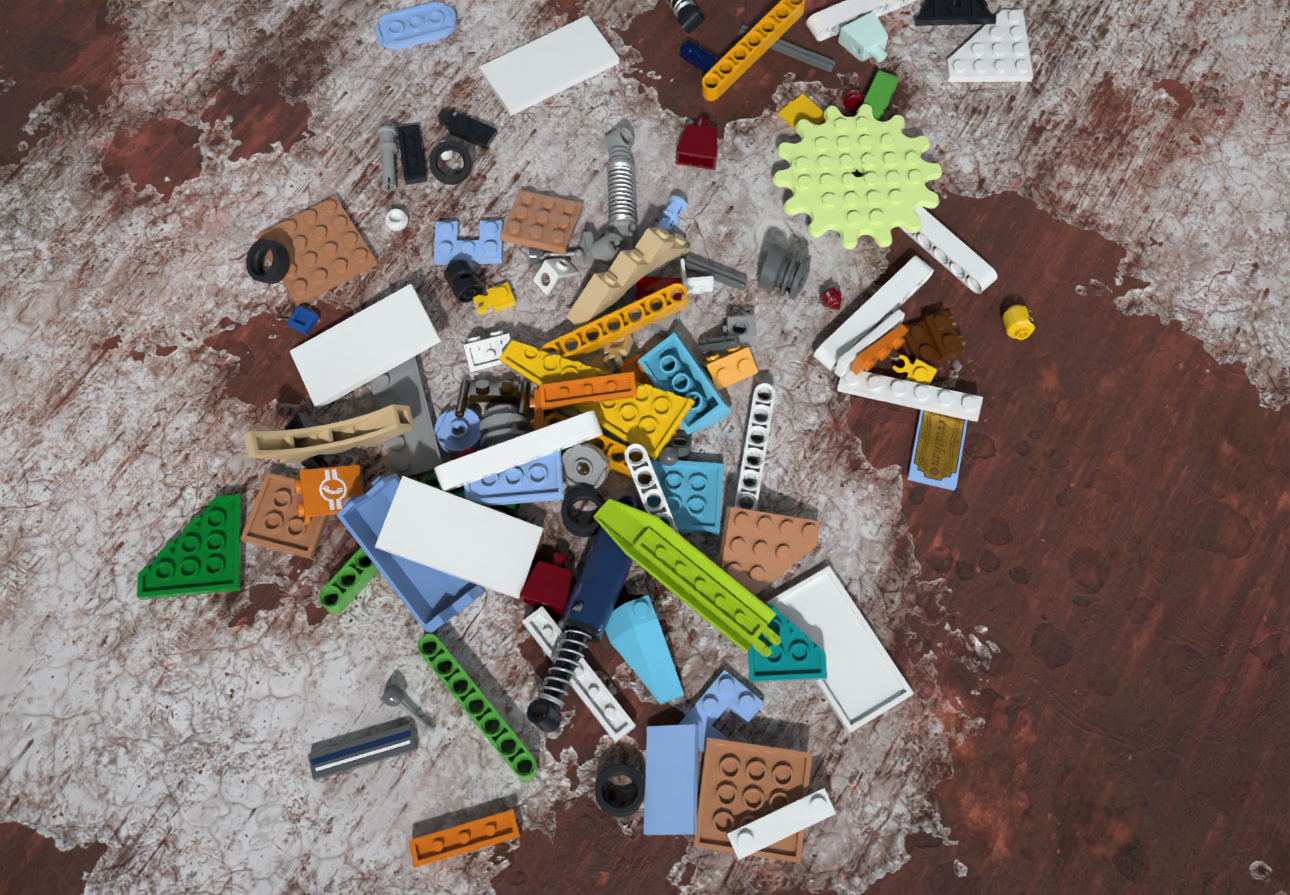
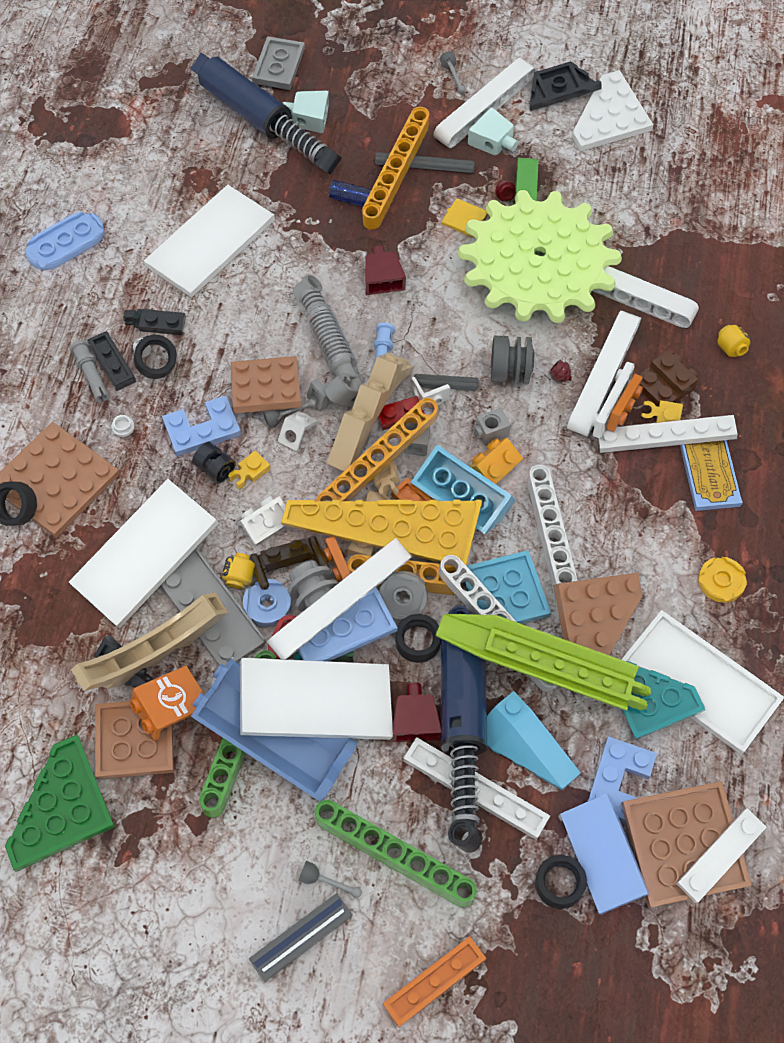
camera: 20 degrees left, 5 degrees down
(303, 320) = (69, 549): blue tile -> none
(444, 392) = (238, 571): none -> yellow head
(588, 390) = (380, 523): orange plate -> none
(677, 447) = (479, 551): dark grey plate -> none
(718, 343) = (478, 443): dark grey axle -> none
(903, 556) = (722, 579): none -> yellow tile

